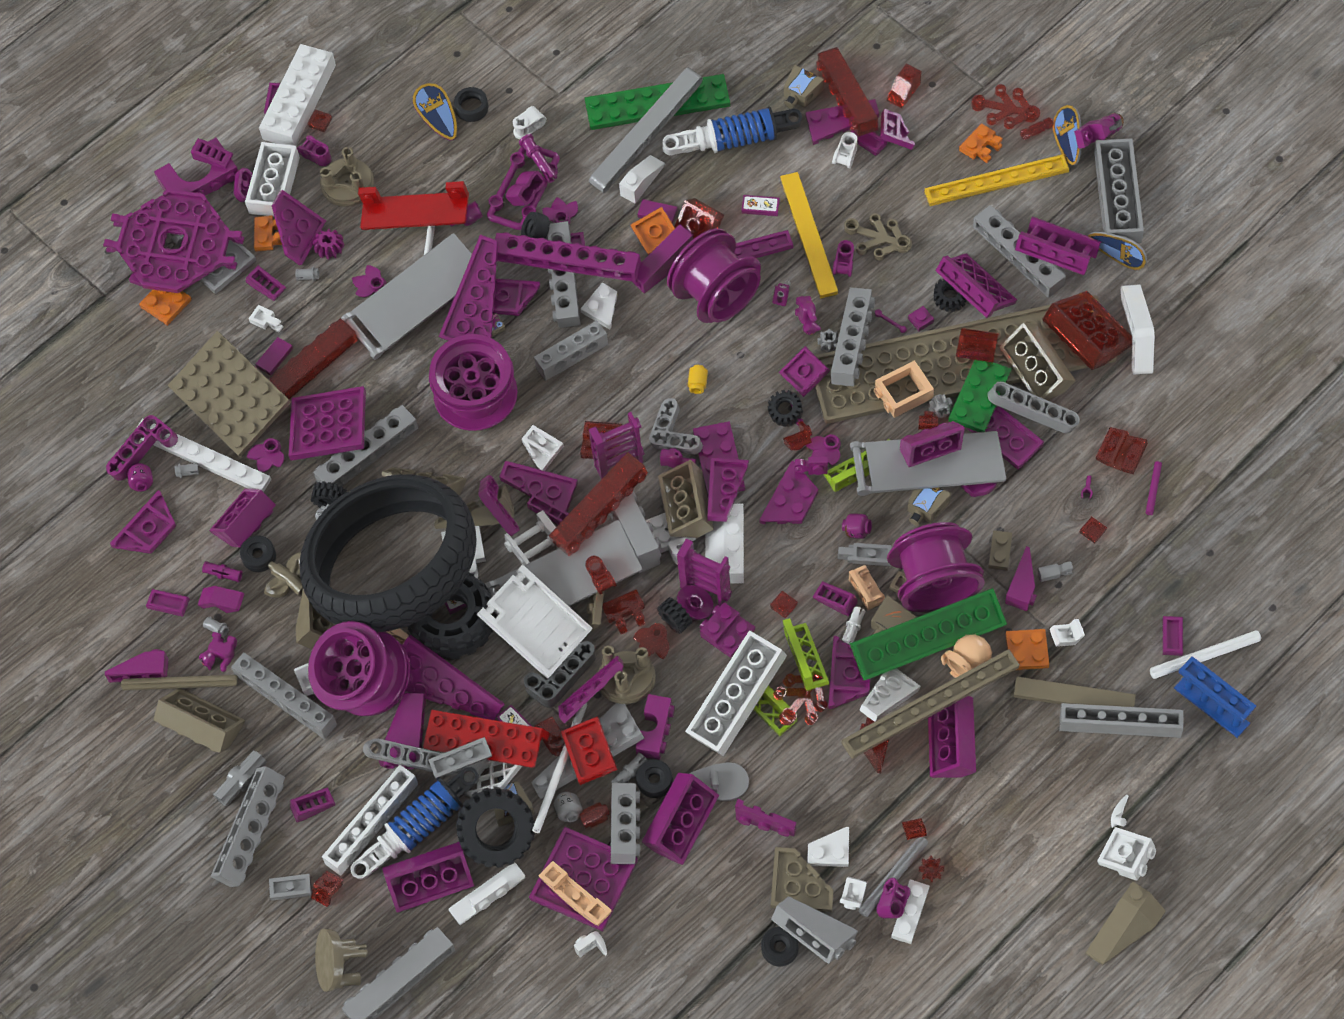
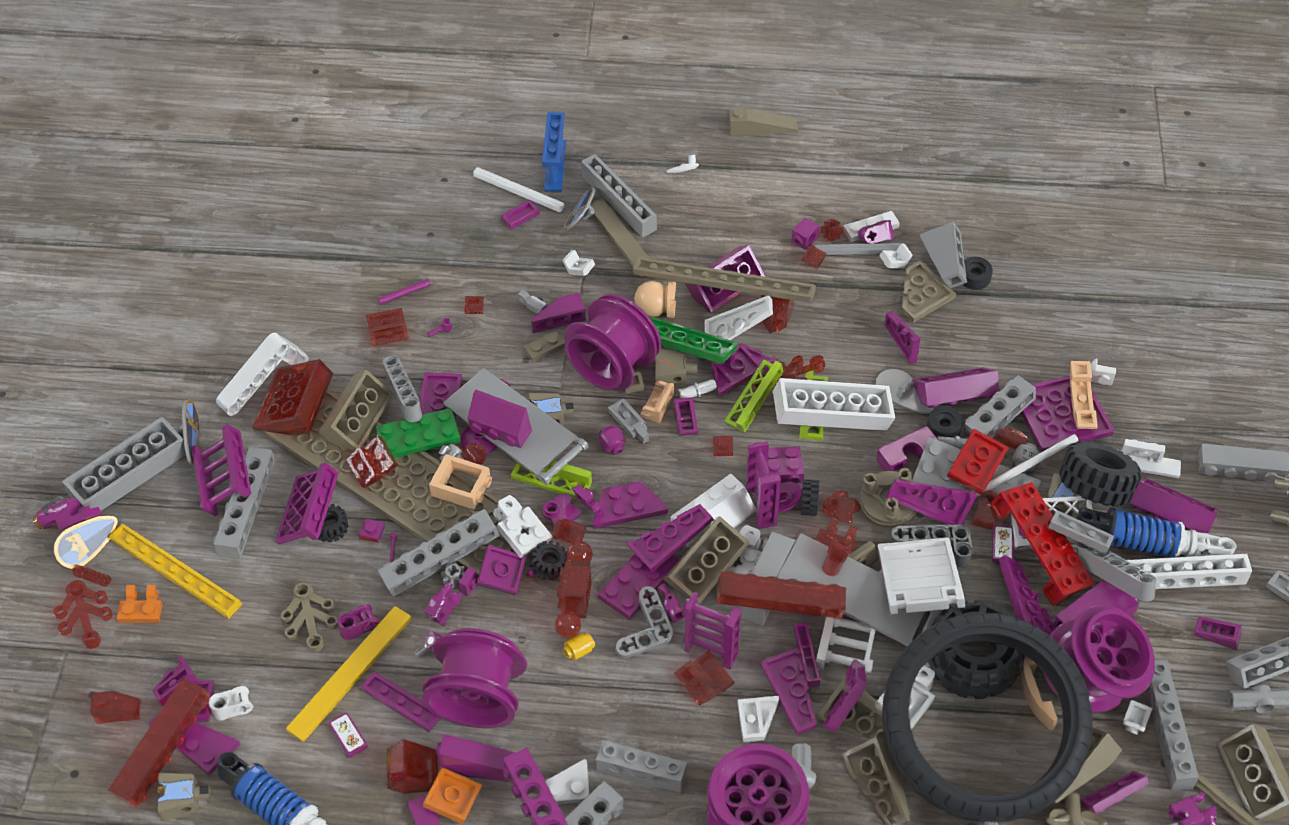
camera: 135 degrees left, 10 degrees down
(278, 617) = (1114, 792): none -> magenta plate
(326, 887) = (1262, 564): clear red bracket -> none
(476, 440) = (802, 755): none -> light grey piece
(741, 401) = (574, 589): none -> clear red brick
(814, 345) = (468, 582): none -> magenta plate
(830, 850) = (878, 293): white wing -> none
(835, 402) = (514, 521): none -> white plate
(946, 842) = (805, 233): none -> magenta brick
(1028, 648) = (611, 281): orange plate -> none
(1127, 853) = (710, 142): white plate -> none
(1131, 679) = (580, 209): none -> shield

